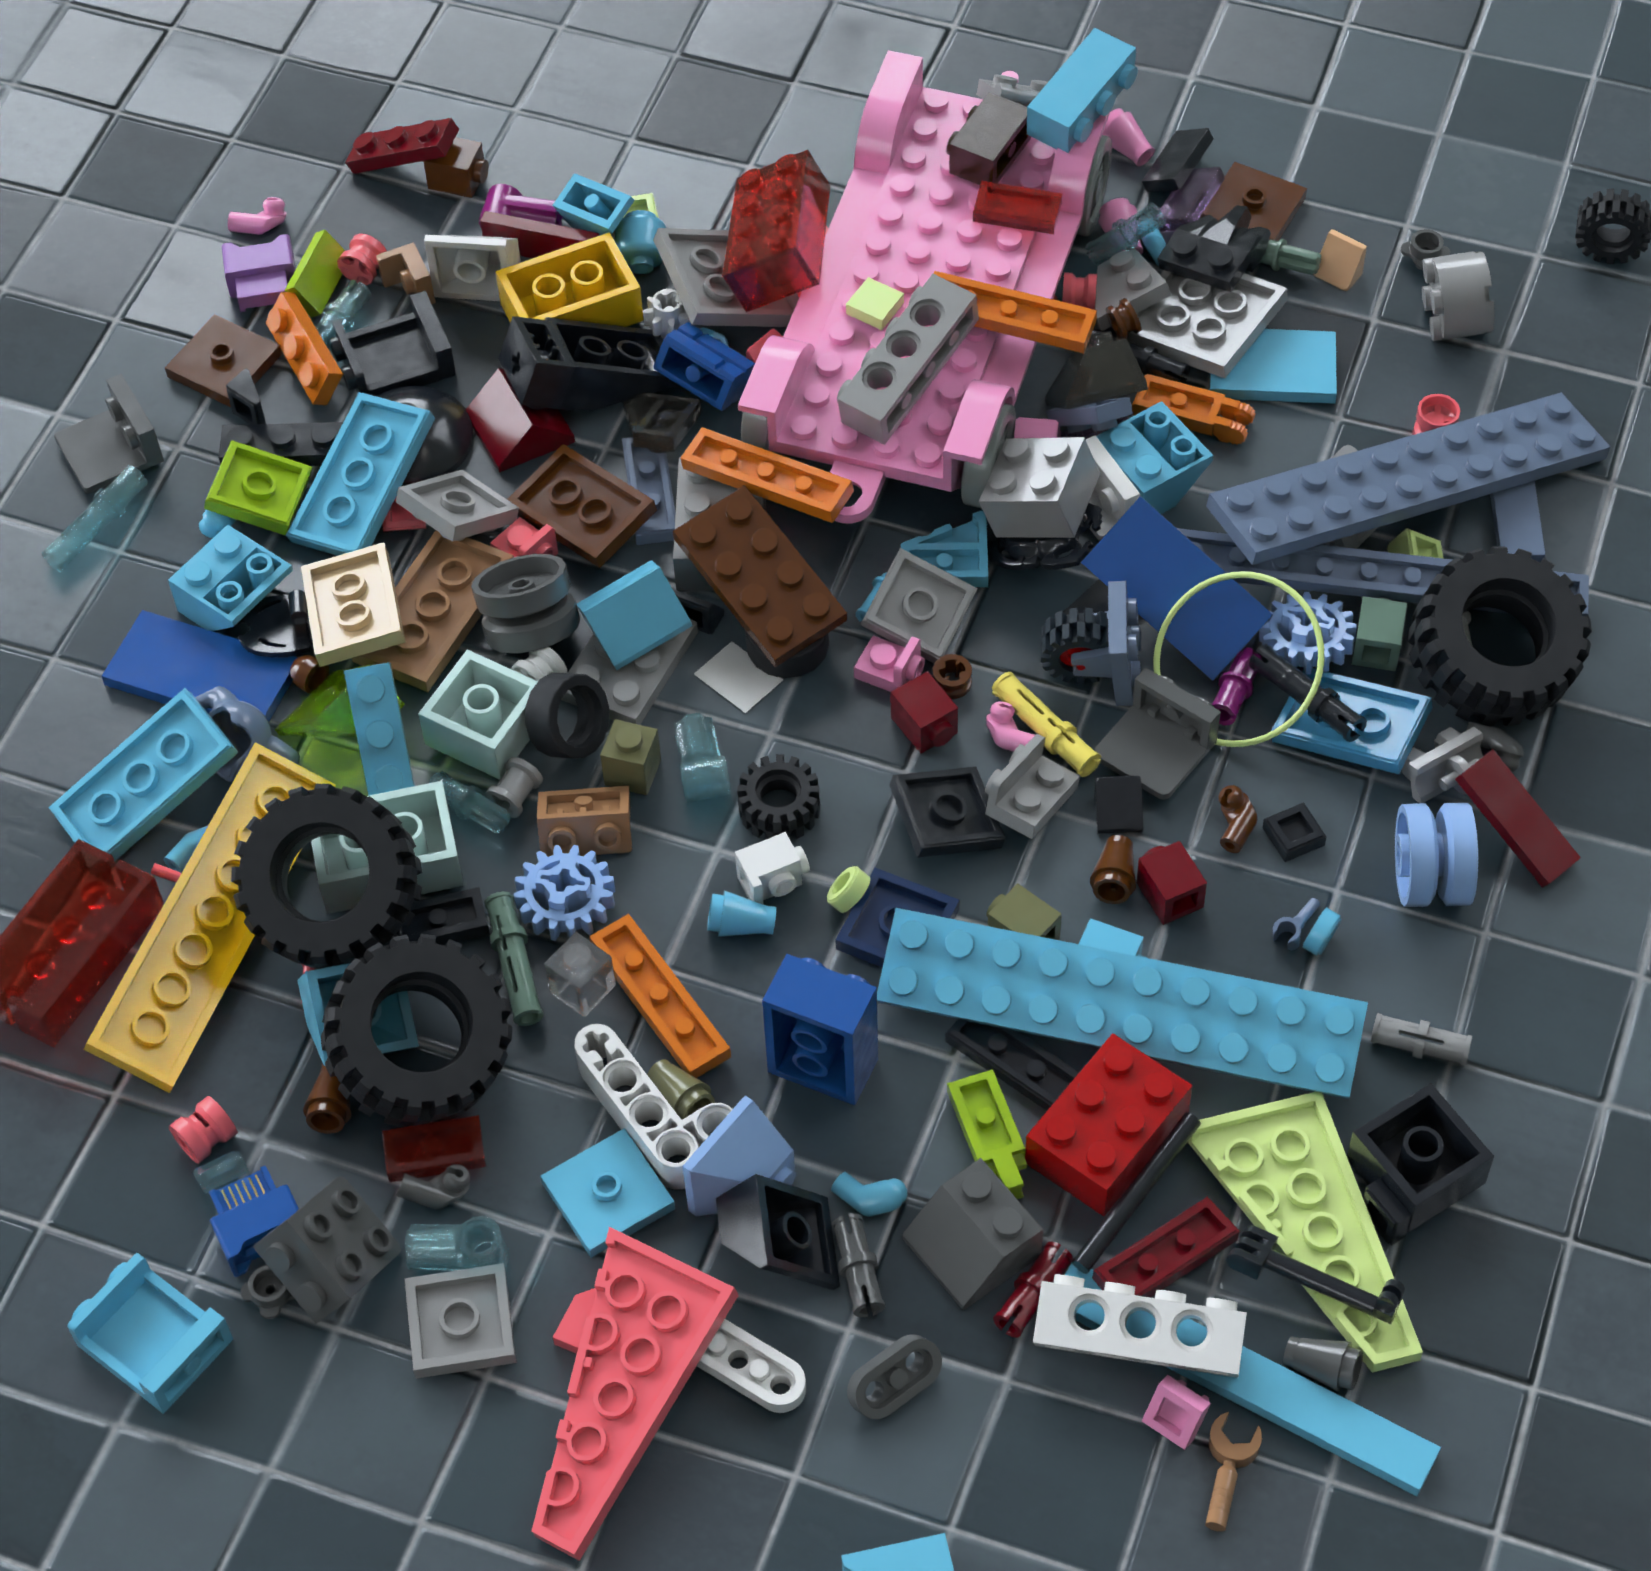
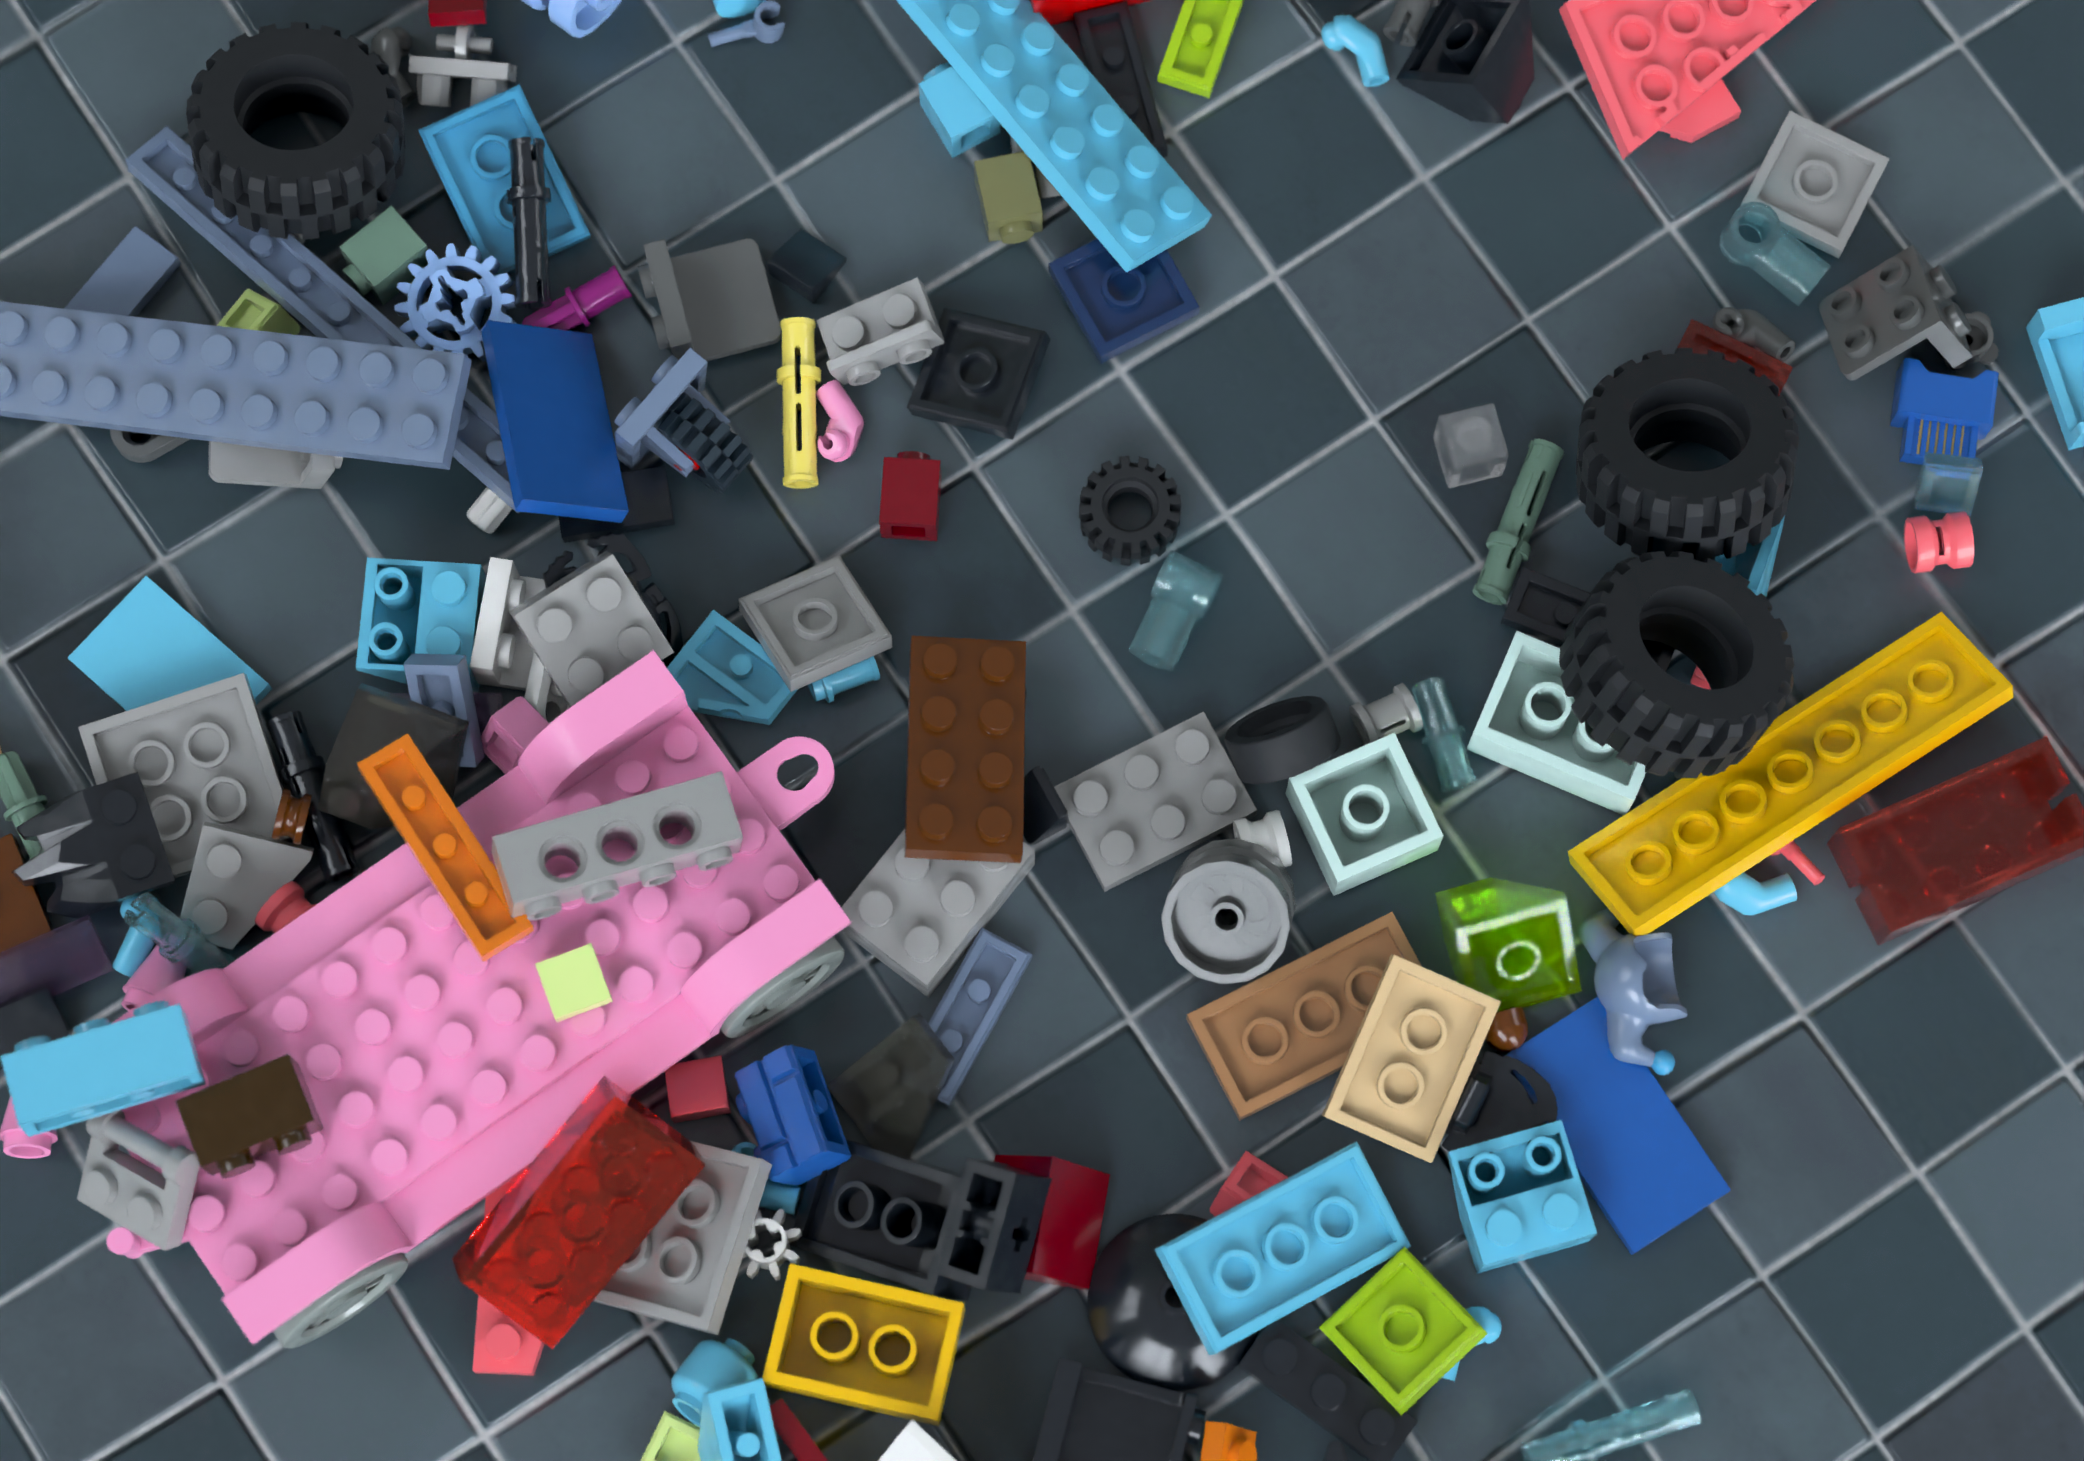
camera: 145 degrees left, 20 degrees up
(145, 777) = (1769, 992): medium azure tile -> none
(326, 1107) = (1808, 489): reddish brown cone -> none
(379, 728) = (1497, 841): medium azure brick -> none
(457, 505) = (1204, 1123): light grey plate -> none
(525, 539) = (1158, 1030): coral bracket -> none
(564, 891) = (1436, 570): light blue gear -> none
(583, 504) = (1066, 1028): reddish brown plate -> none
(587, 818) = (1339, 628): medium nougat bracket -> none
(607, 1189) = (1593, 220): medium azure plate -> none
(631, 756) = (1246, 658): olive brick -> none
(634, 614) = (1124, 821): medium azure slope -> none
(642, 1104) = (1501, 271): white beam -> none
(661, 998) = (1407, 377): orange plate -> none
(680, 1088) = (1459, 262): olive cone -> none
(734, 1152) = (1468, 135): light blue slope -> none
(737, 677) = (1056, 705): white sticker -> none
(739, 916) = (1271, 409): medium azure cone -> none
(767, 474) = (870, 849): orange plate -> none
(771, 868) = (1200, 431): white brick -> none
(821, 1028) = (1302, 182): blue brick -> none
(848, 889) = (1142, 355): yellowish green tile -> none
(889, 664) = (894, 588): bright pink bracket -> none
(961, 668) = (834, 517): reddish brown bush -> none
(1017, 207) = (299, 1003): clear red tile -> none
(1115, 871) = (871, 195): reddish brown cone -> none
(1171, 882) = (832, 141): dark red brick -> none
(1198, 408) = (309, 673): orange hinge -> none
(1240, 817) = (701, 167): reddish brown arm -> none
(1294, 832) = (663, 121): black tile -> none
(1319, 638) = (470, 288): yellowish green piece -> none
(1436, 412) = (76, 445): coral wheel -> none

